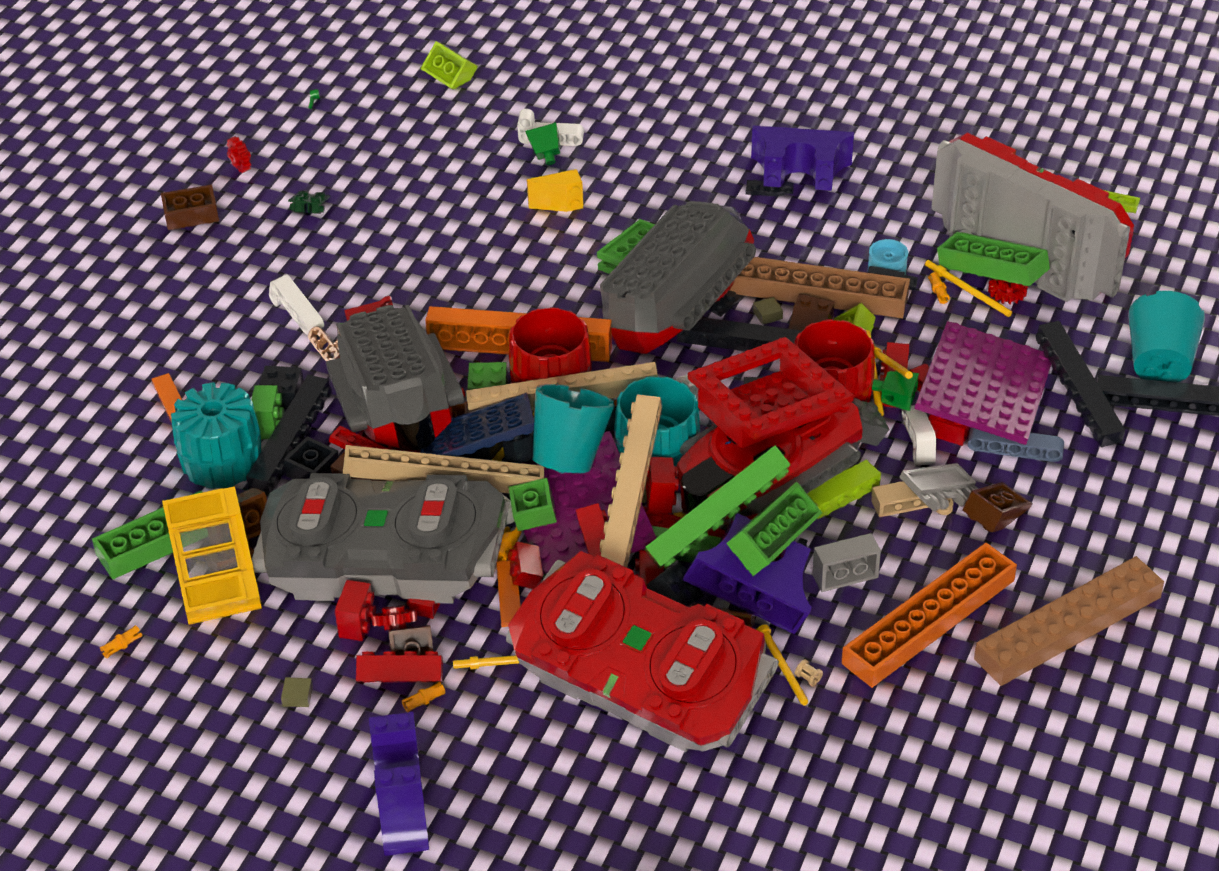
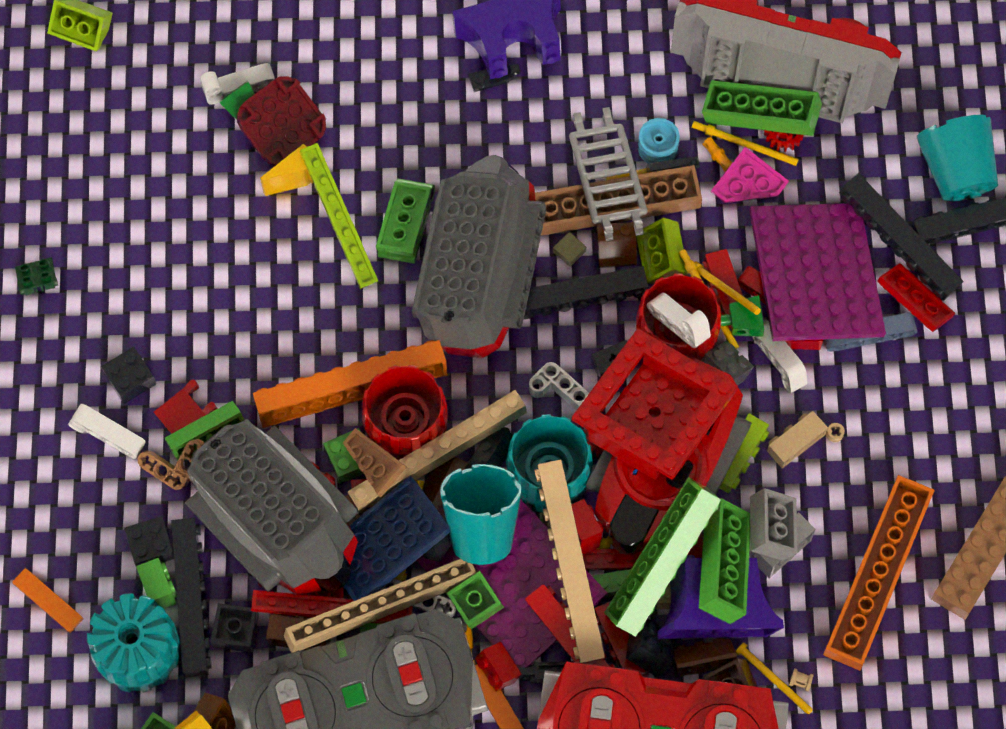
camera: 25 degrees left, 25 degrees up
(339, 278) = (128, 375): none -> black brick
(501, 374) = (373, 461): none -> medium nougat wing
(571, 150) = (280, 119): none -> dark red tile
(578, 225) = (338, 216): none -> lime plate
(831, 350) = (689, 327): none -> white beam
(838, 522) = (773, 524): none -> light grey brick
(853, 246) = (585, 177): none -> light grey bar
(940, 483) = (828, 416): light grey hinge -> none
(957, 306) = (749, 180): none -> dark pink plate
(995, 506) = (883, 416): reddish brown slope -> none
(1073, 430) = (916, 297): none -> red plate

